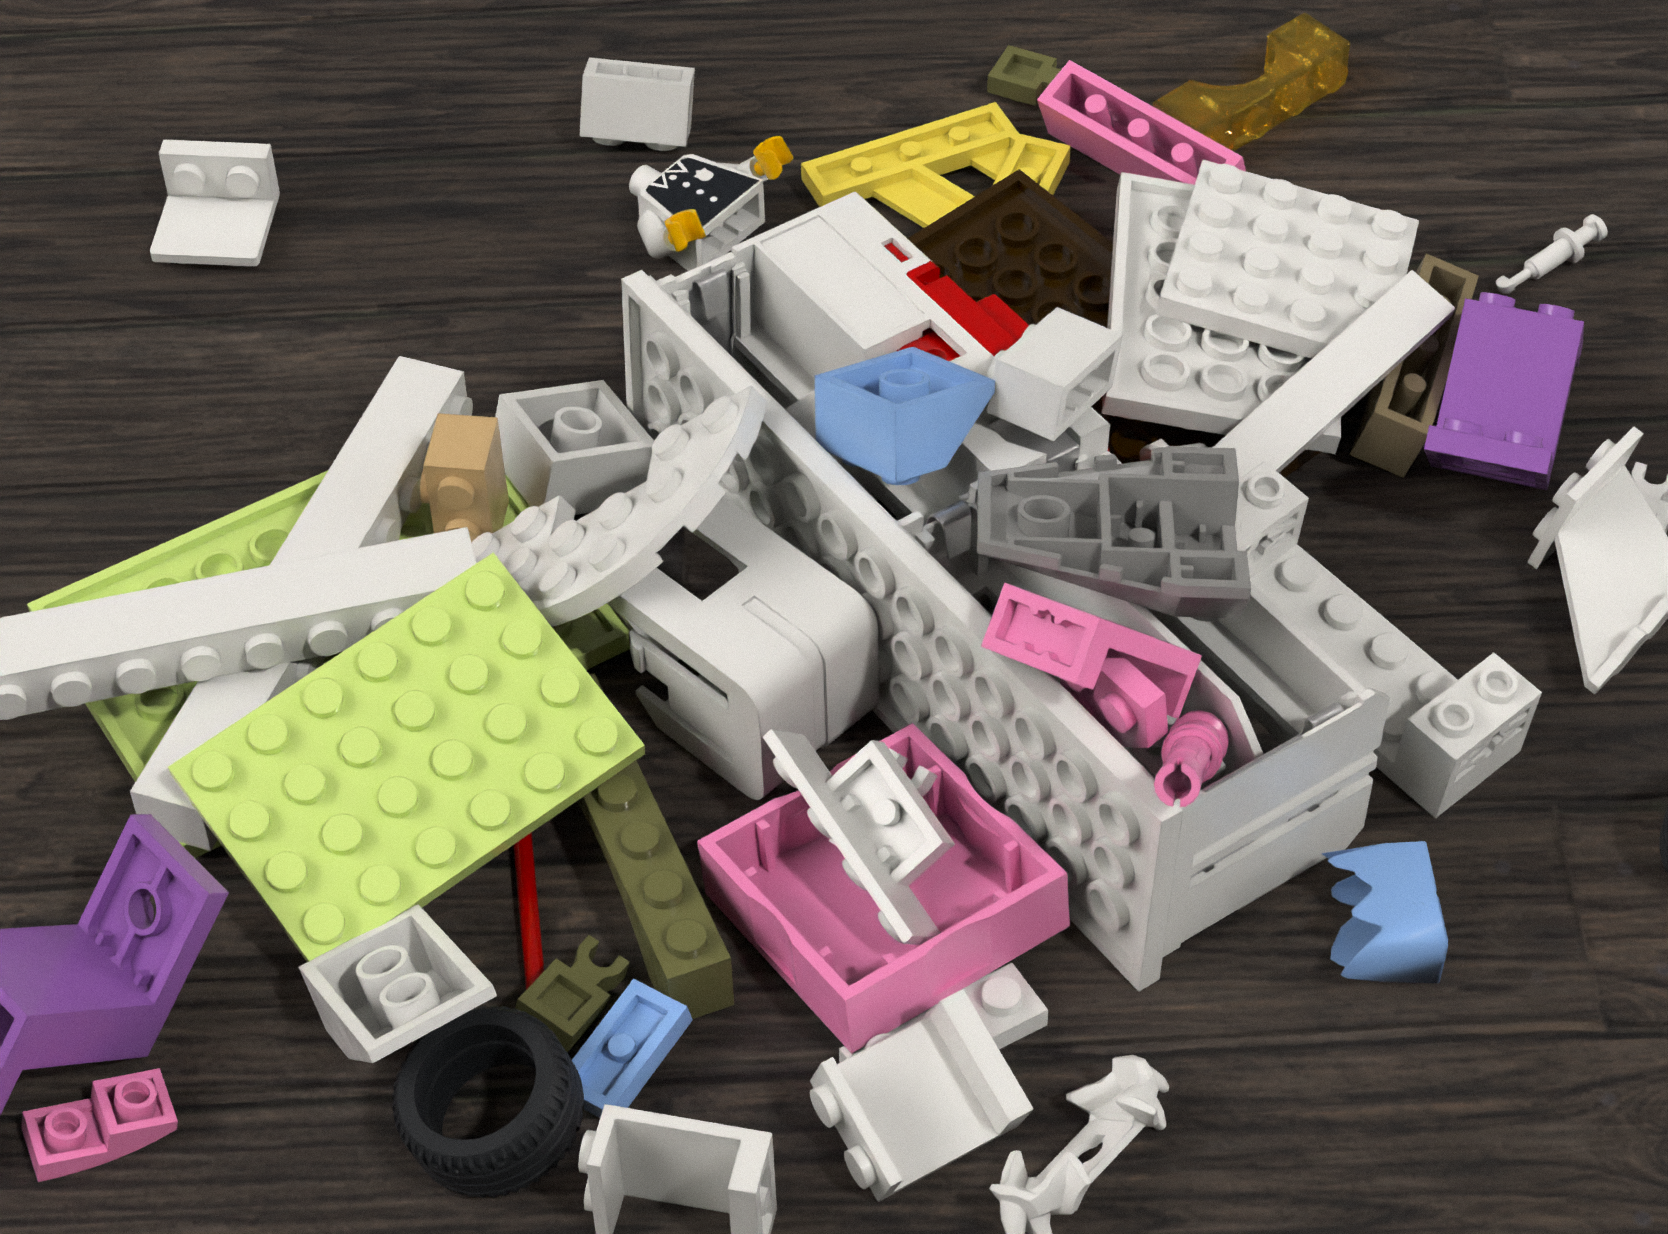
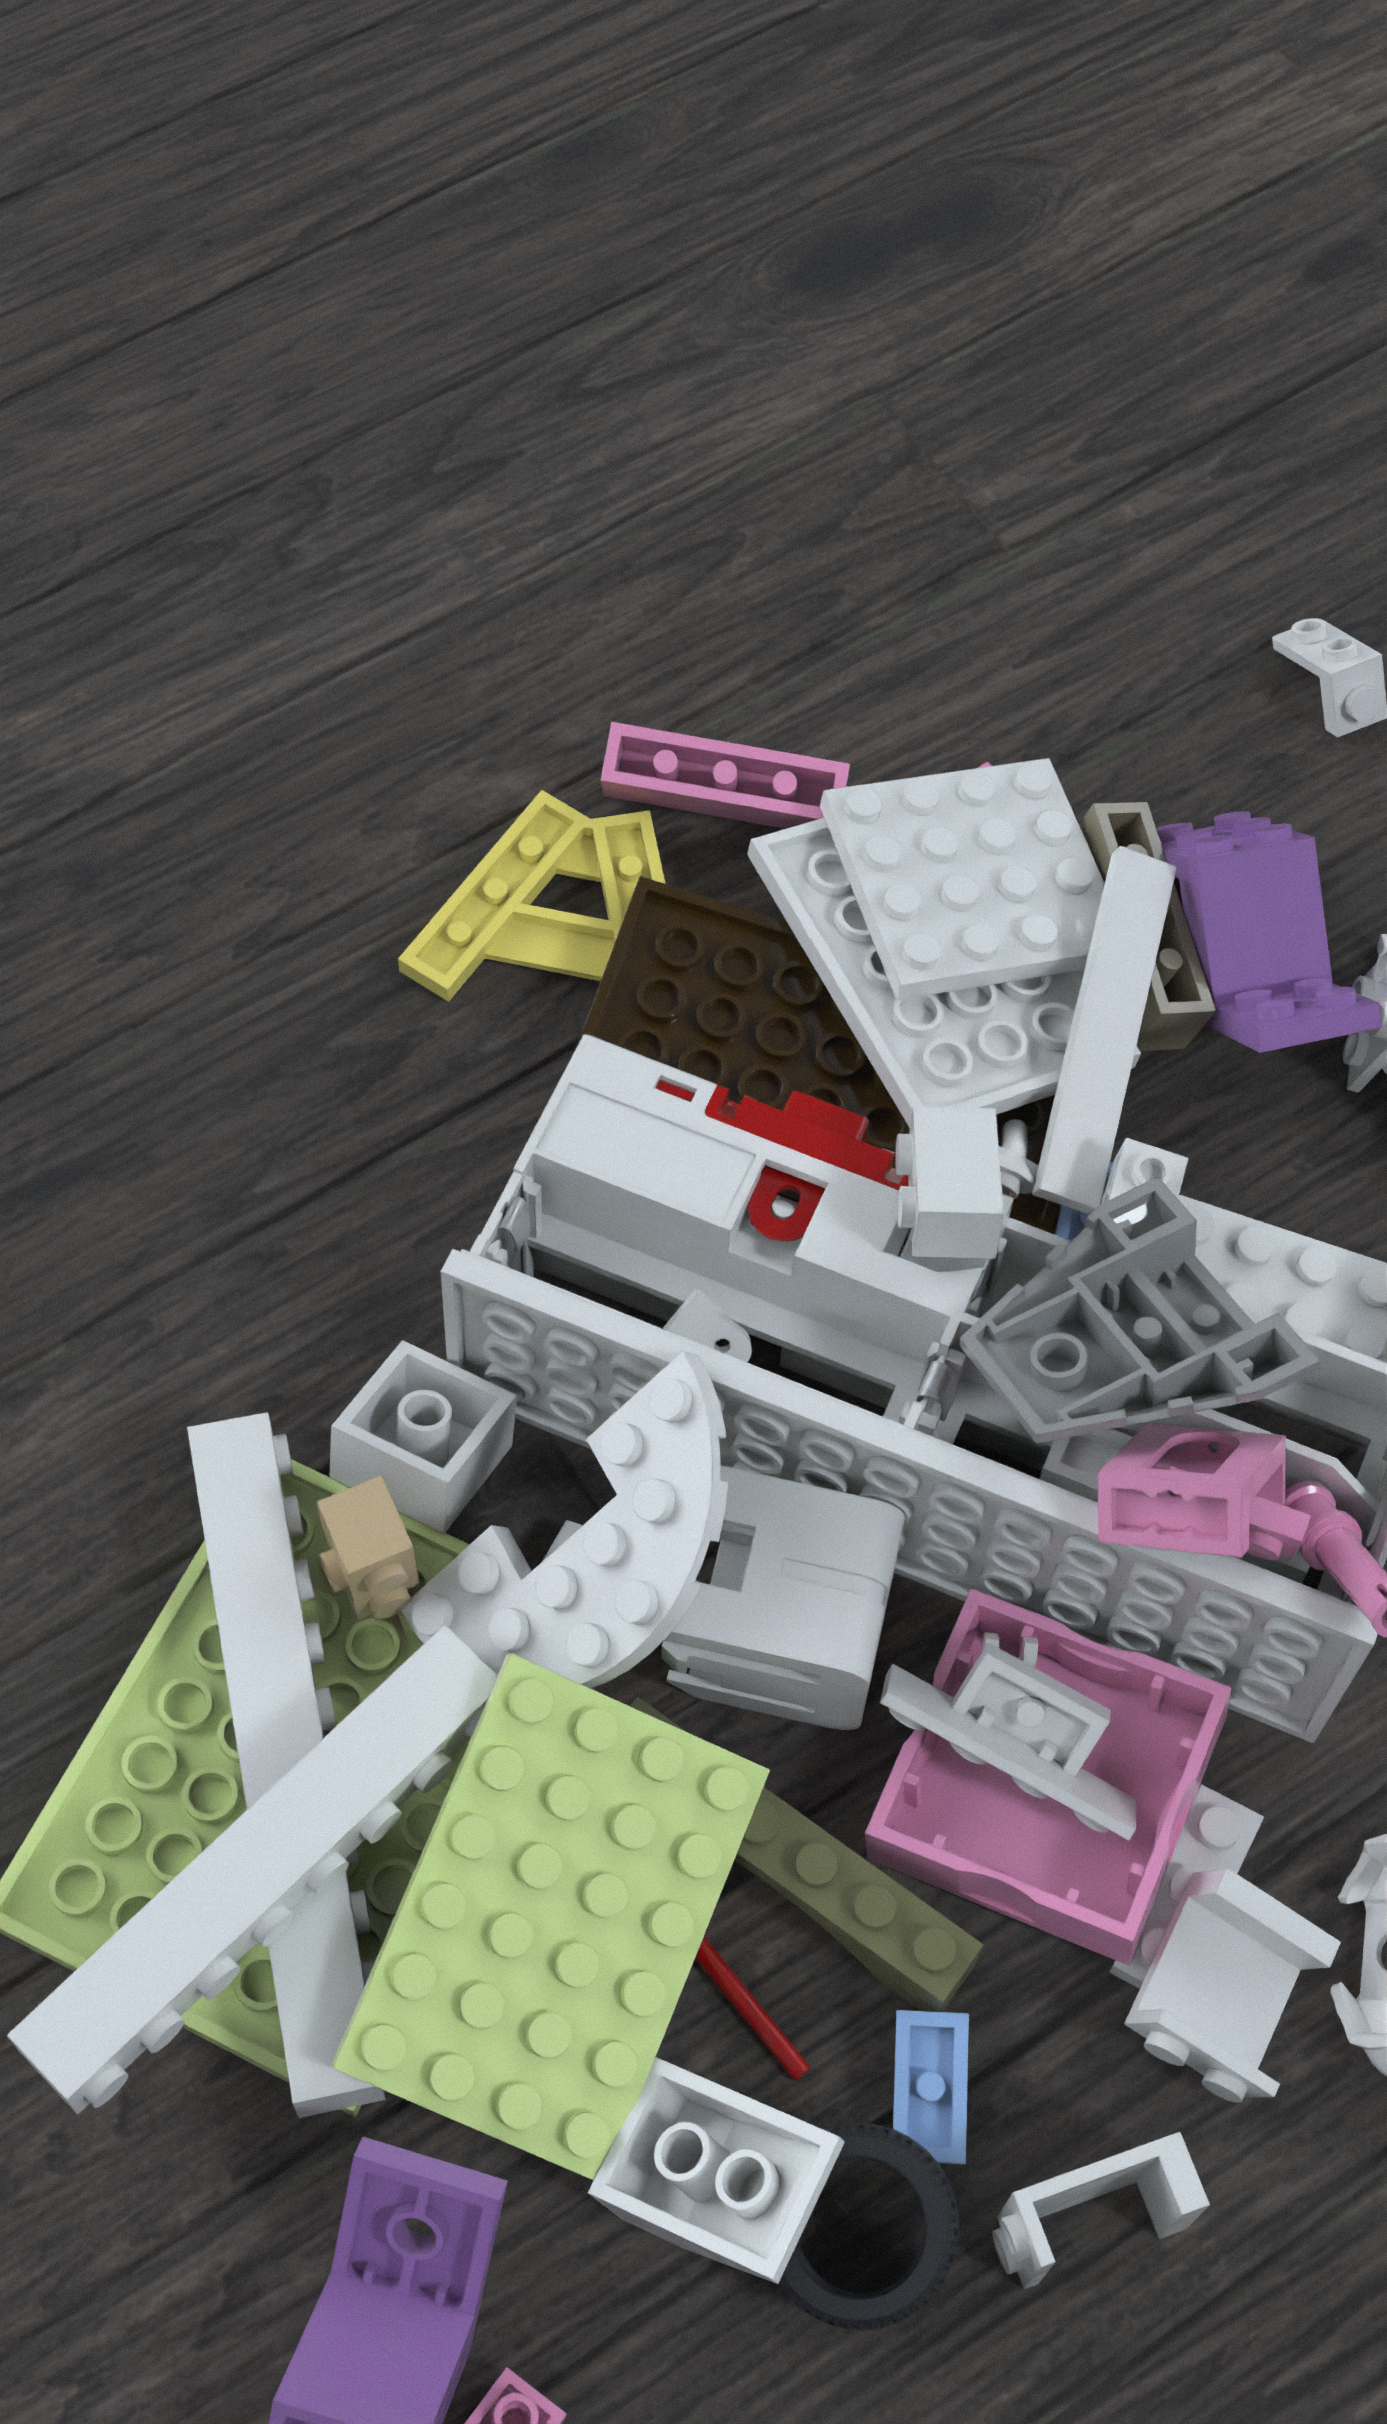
camera: 35 degrees left, 15 degrees up
(575, 996) = (834, 2057): olive plate -> none
(636, 103) = (183, 964): white brick -> none
(704, 206) = (332, 1058): torso -> none
(898, 413) = (834, 1300): light blue slope -> none
(1022, 75) = (546, 739): olive plate -> none
(1300, 68) = (798, 608): clear yellow arch -> none
(1566, 247) = (1170, 711): white piece -> none

